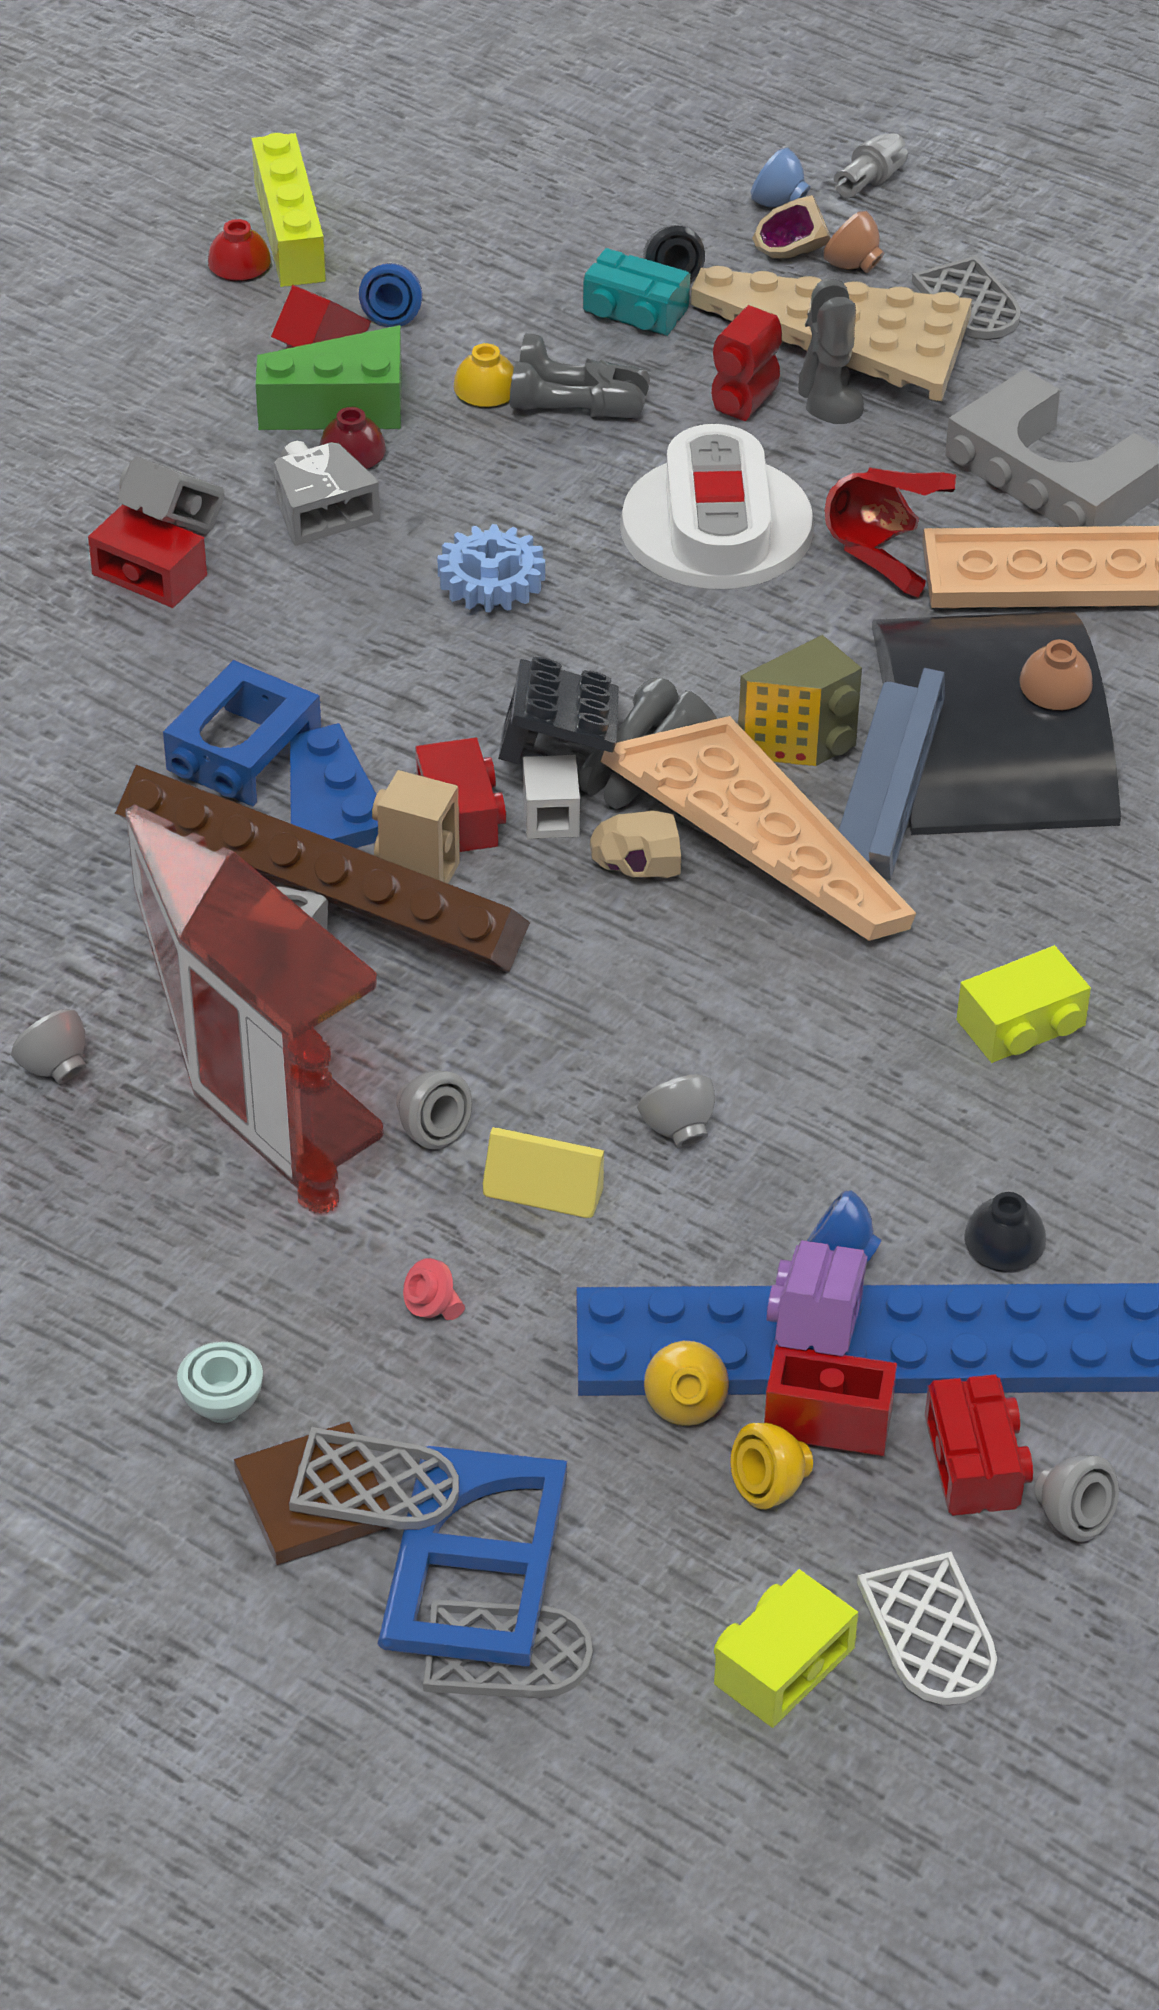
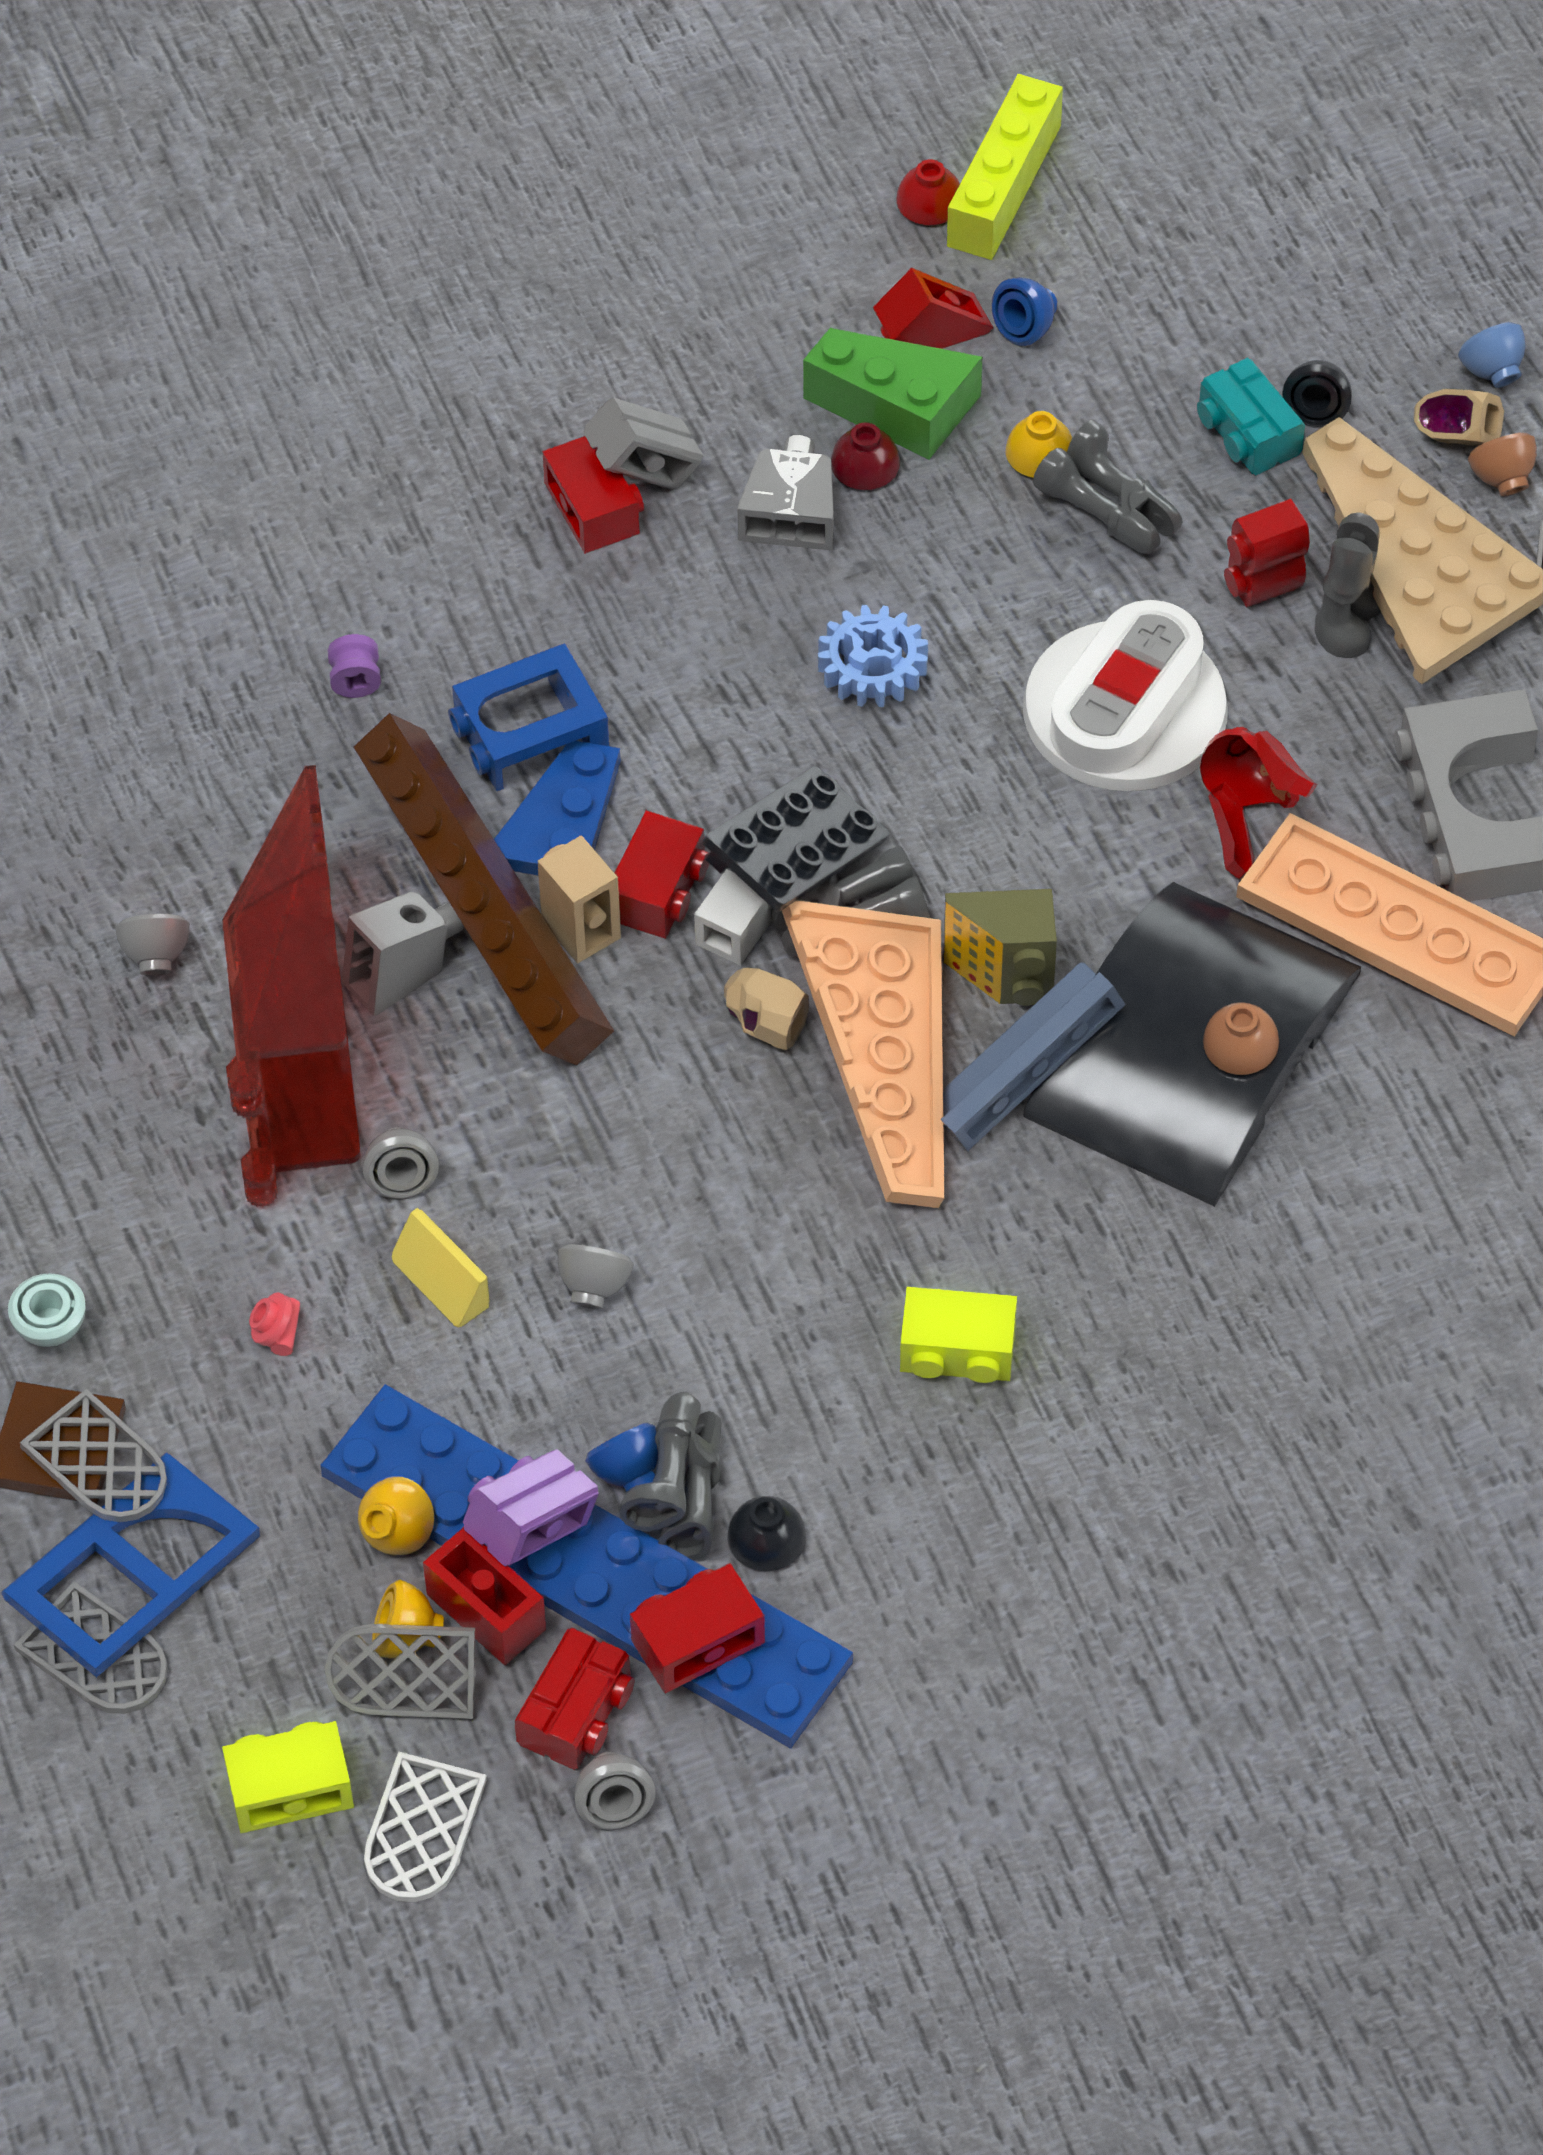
camera: 35 degrees right, 10 degrees up
(51, 763) = (354, 666): none -> medium lavender wheel
(871, 1475) = (390, 1708): none -> light grey window
(922, 1239) = (688, 1452): none -> dark grey piece
(1040, 1321) = (697, 1627): none -> red brick

